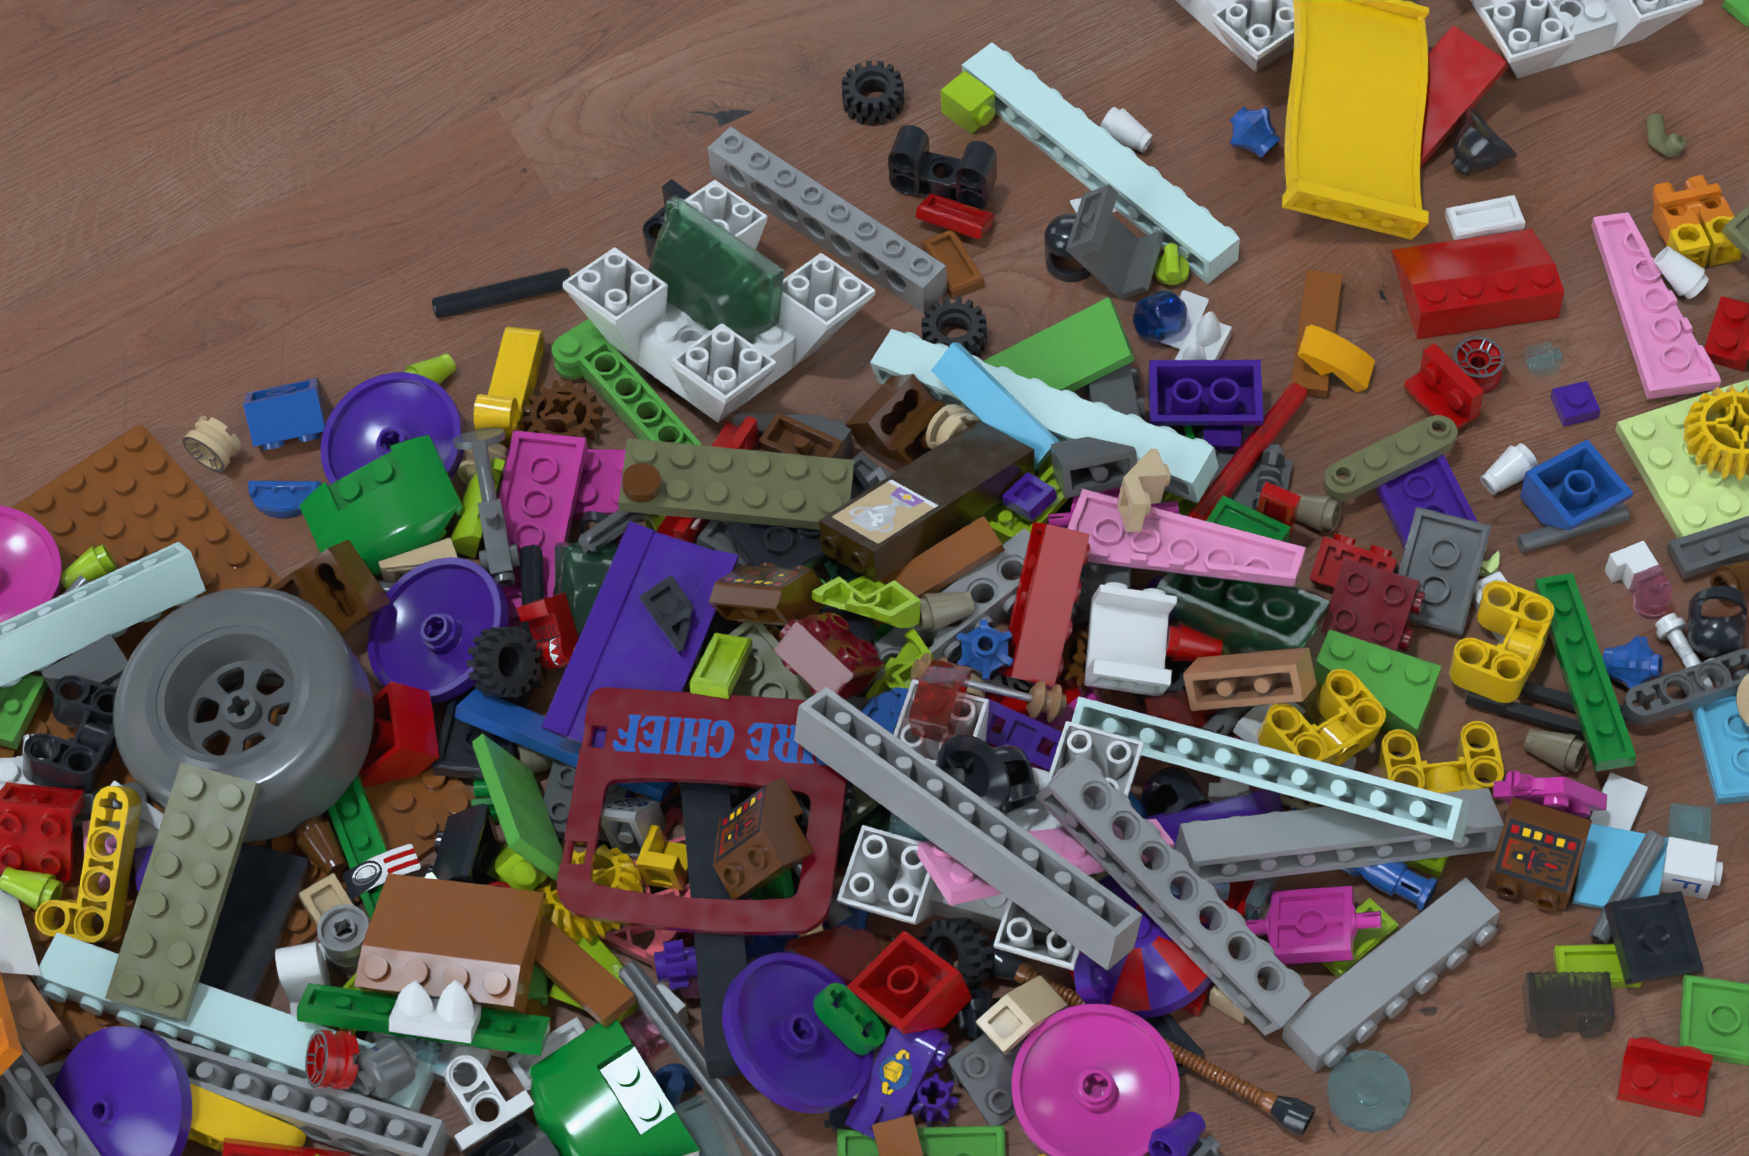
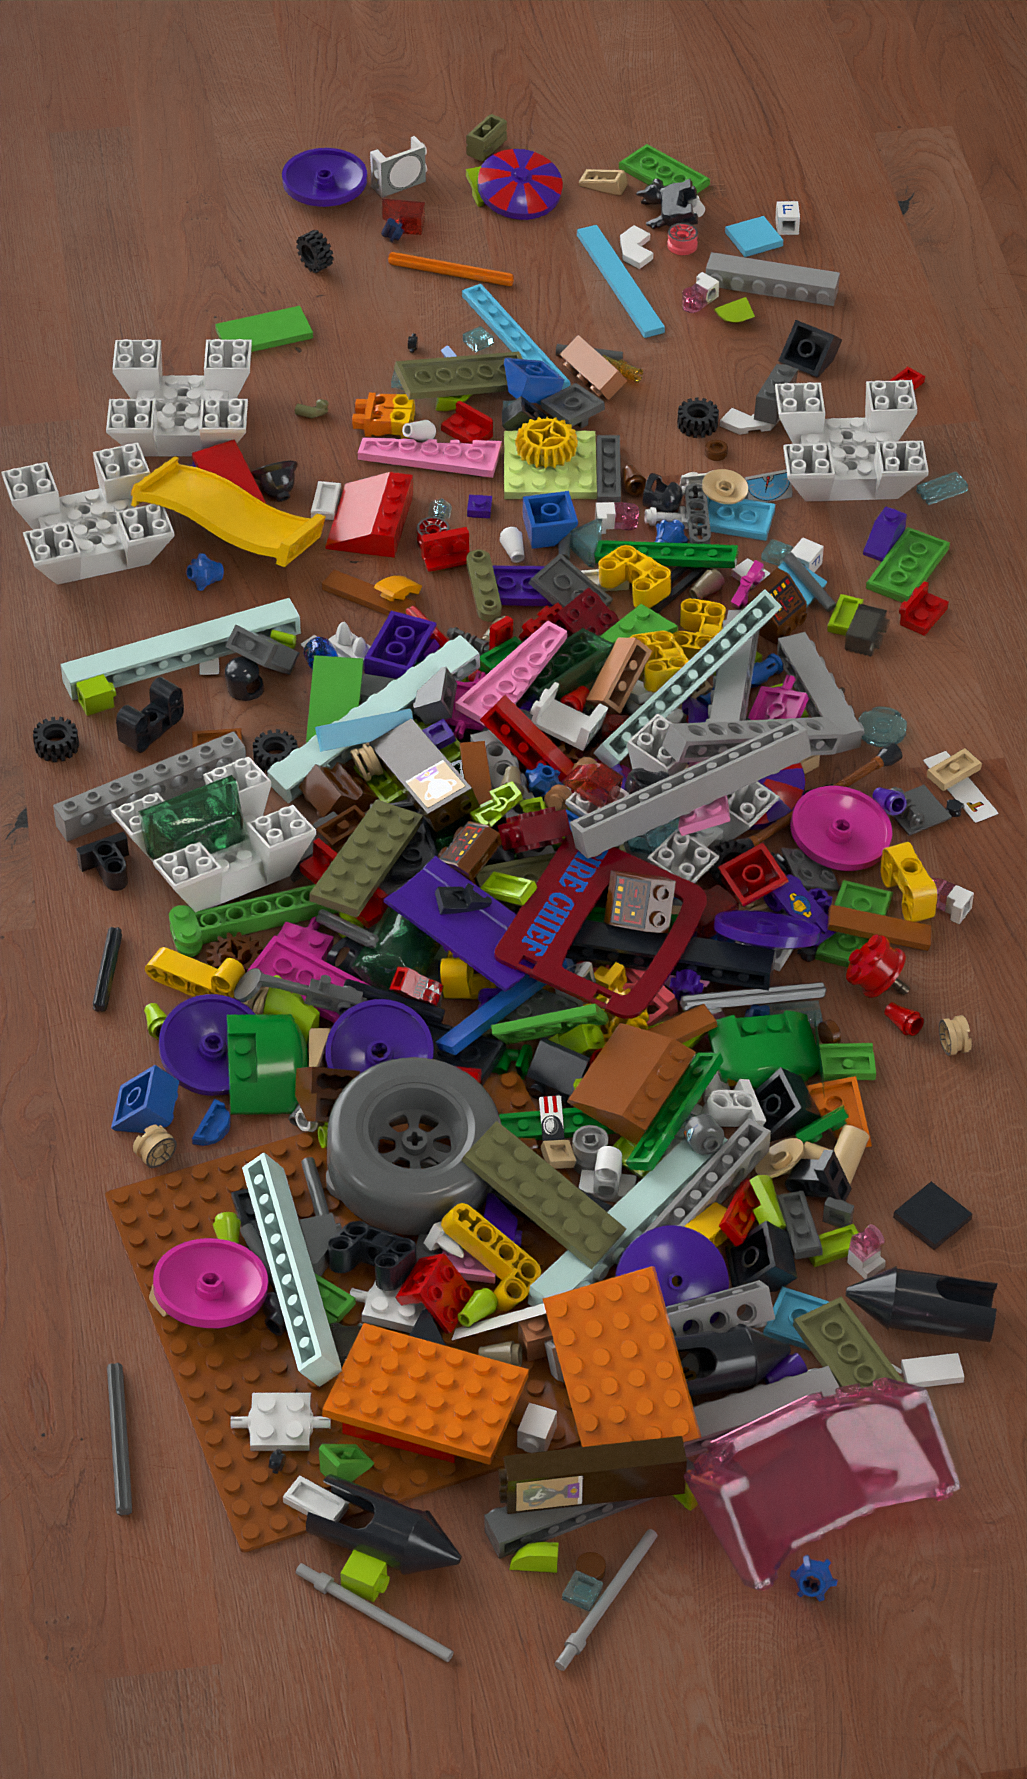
camera: 75 degrees left, 10 degrees down
(331, 1059) = (681, 1159): red wheel -> none
(445, 1018) = (685, 1094): white tile -> none
(520, 661) = (433, 1011): black tyre -> none
(641, 482) = (354, 889): reddish brown tile -> none
(849, 1018) = (763, 909): green beam -> none
(955, 216) = (183, 727): red tile -> none
(1020, 1013) = (788, 839): tan slope -> none
(1090, 980) = (782, 807): dark purple plate -> none
(1126, 129) = (162, 627): white cone -> none
(1141, 488) = (477, 674): tan slope -> none
(1567, 555) = (585, 540): none -> clear light blue slope
(1653, 937) = (843, 583): black tile -> none

